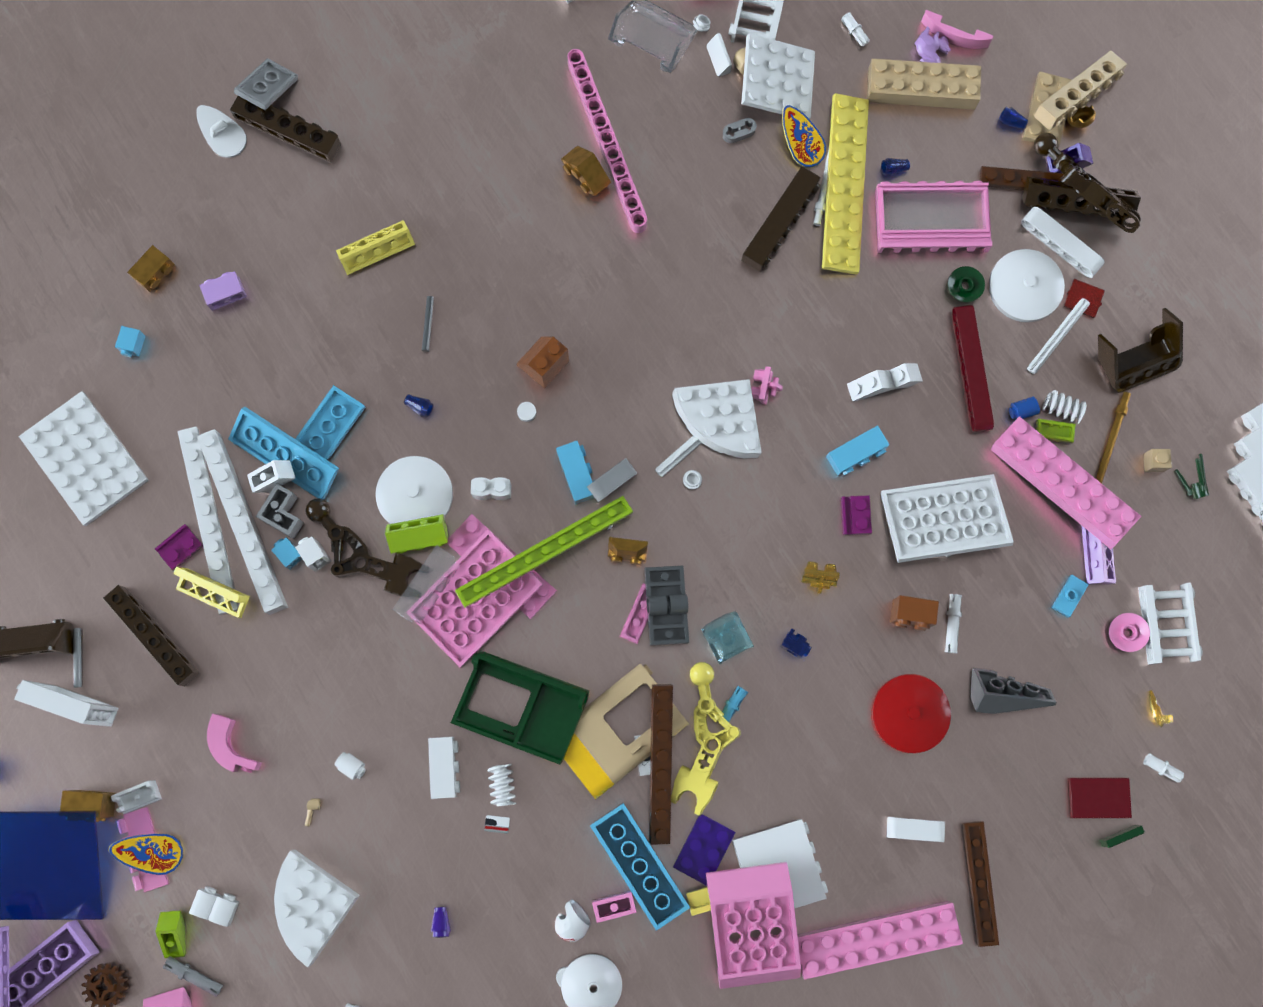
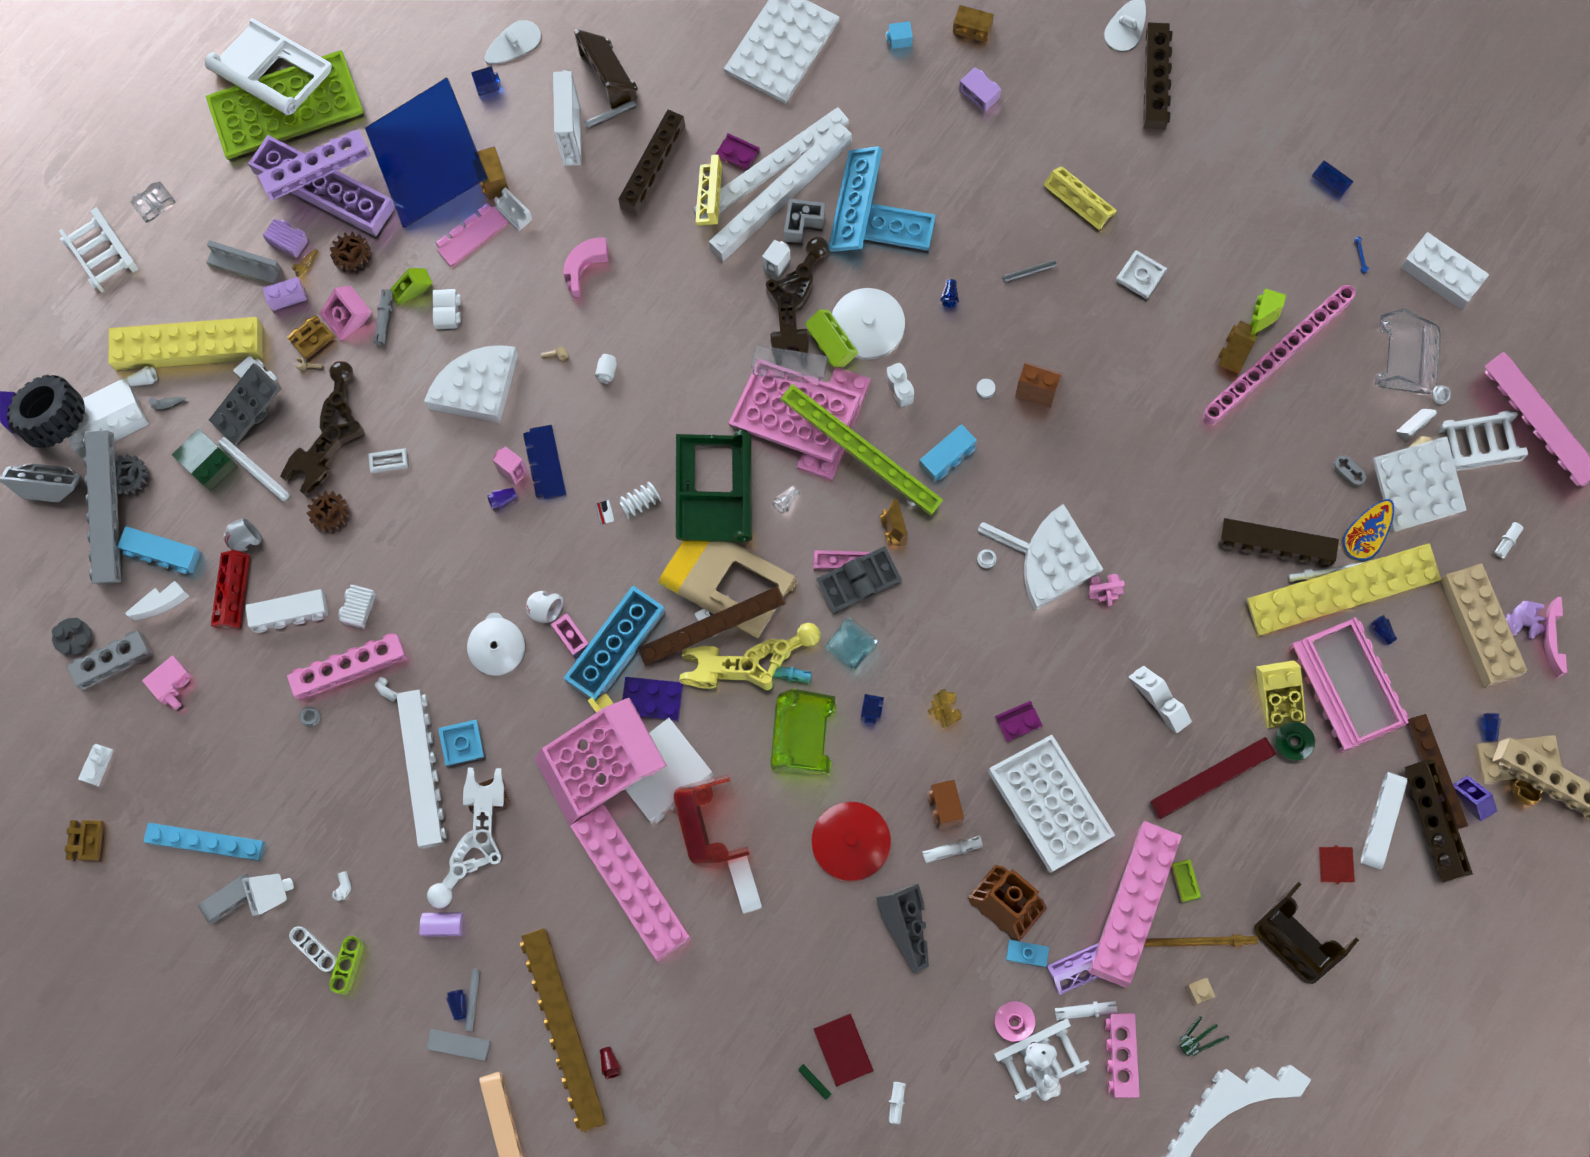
camera: 75 degrees right, 5 degrees down
(149, 853) = (470, 238): shield -> none
(266, 84) = (1187, 42): light grey tile -> none
(266, 477) = (830, 194): white brick -> none
(286, 553) = (767, 236): medium azure brick -> none
(412, 903) = (509, 465): none -> bright pink brick
(420, 861) = (548, 466): none -> clear blue windscreen
(443, 767) = (635, 445): white brick -> none
(458, 20) = (1332, 178): none -> clear blue plate
(476, 225) = (1141, 274): none -> white plate
(555, 33) = (1364, 269): none -> blue hinge
(559, 128) = (1267, 309): none -> lime slope
(559, 643) = (785, 500): none -> clear cone
(612, 480) = (953, 484): light grey beam -> none
(794, 720) = (801, 732): none -> clear neon green windscreen
(825, 849) = (688, 803): none -> clear red windscreen
(858, 451) = (1080, 698): medium azure brick -> none
(918, 276) = (1281, 693): none -> light yellow slope
(980, 884) = (718, 962): reddish brown plate -> none
(1018, 593) = (1008, 901): none -> dark orange slope
(1024, 408) = (1193, 842): blue brick -> none
(1026, 285) = (1322, 802): white dish -> none
(1057, 337) = (1284, 850): white axle -> none
(1065, 406) = (1213, 879): white piece -> none
(1087, 185) = (1445, 818): dark brown piece -> none
(1141, 557) = (1086, 1010): none -> white pin
(1156, 711) = (949, 1077): clear yellow bar -> none
(1185, 625) = (1038, 1062): none -> white animal
(1219, 556) = (1127, 1023): none -> bright pink brick

